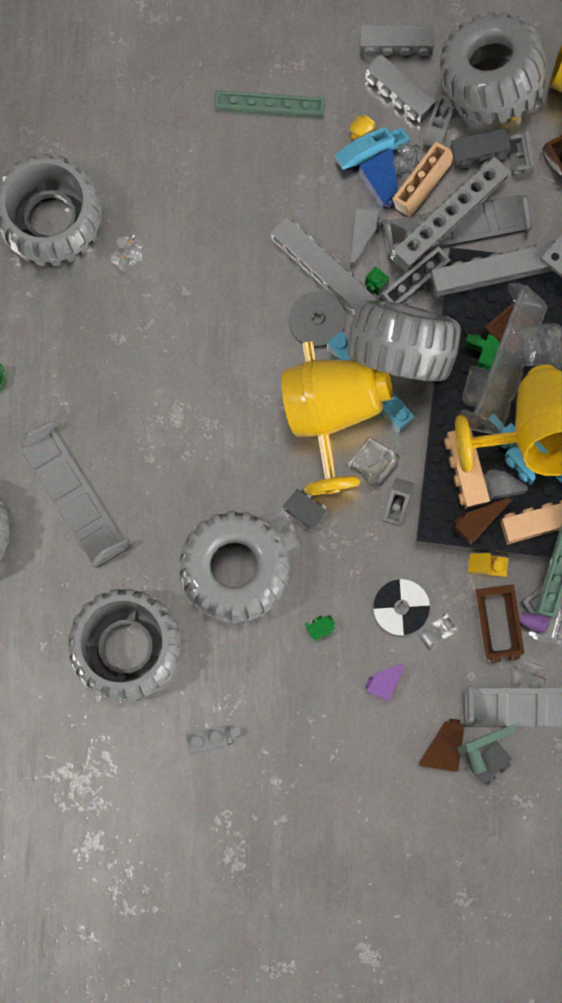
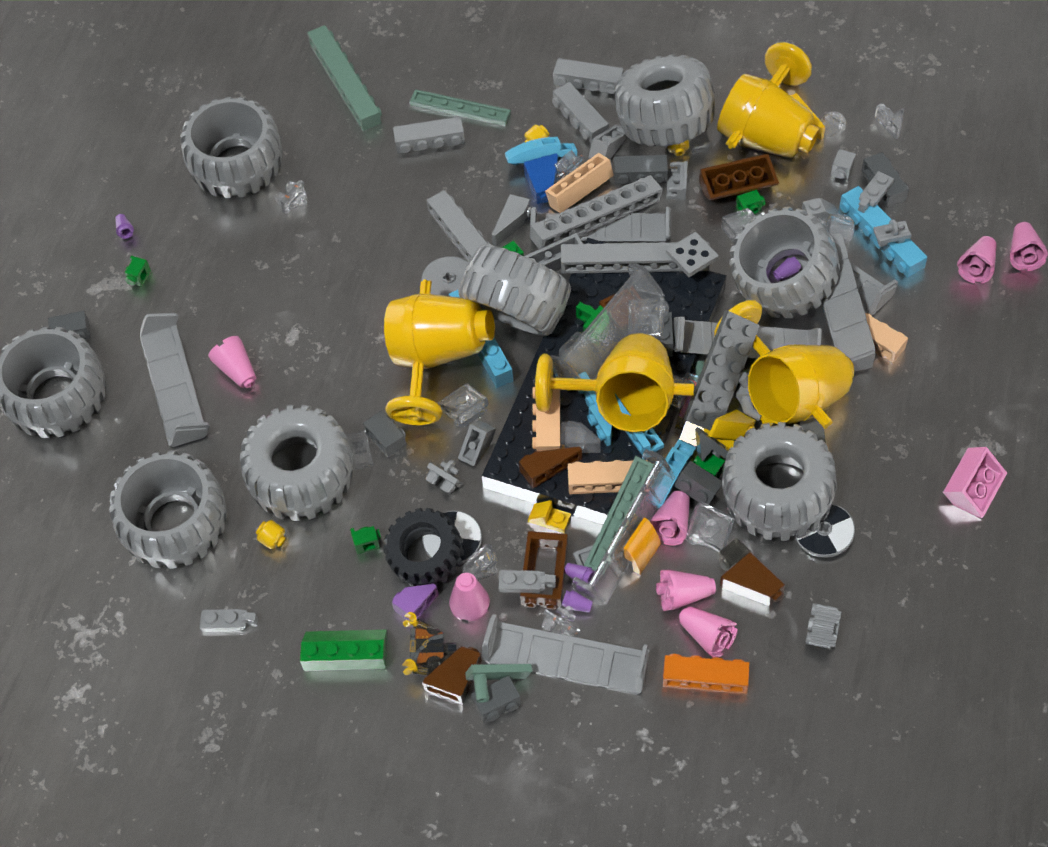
camera: 15 degrees right, 20 degrees down
(132, 464) = (234, 361): none -> bright pink cone
(135, 90) = (344, 78): none -> sand green brick
(227, 643) = (270, 534): none -> yellow head
(248, 147) = (429, 135): none -> light grey brick
(333, 743) = (344, 650): none -> green slope
(355, 629) = (407, 531): none -> black tyre
(368, 542) = (436, 473): none -> light grey hips
(411, 728) = (426, 647): none -> torso
(435, 669) = (468, 598): none -> bright pink cone
(487, 644) = (525, 581): none -> light grey hinge
(537, 649) = (577, 601): none -> medium lavender cone

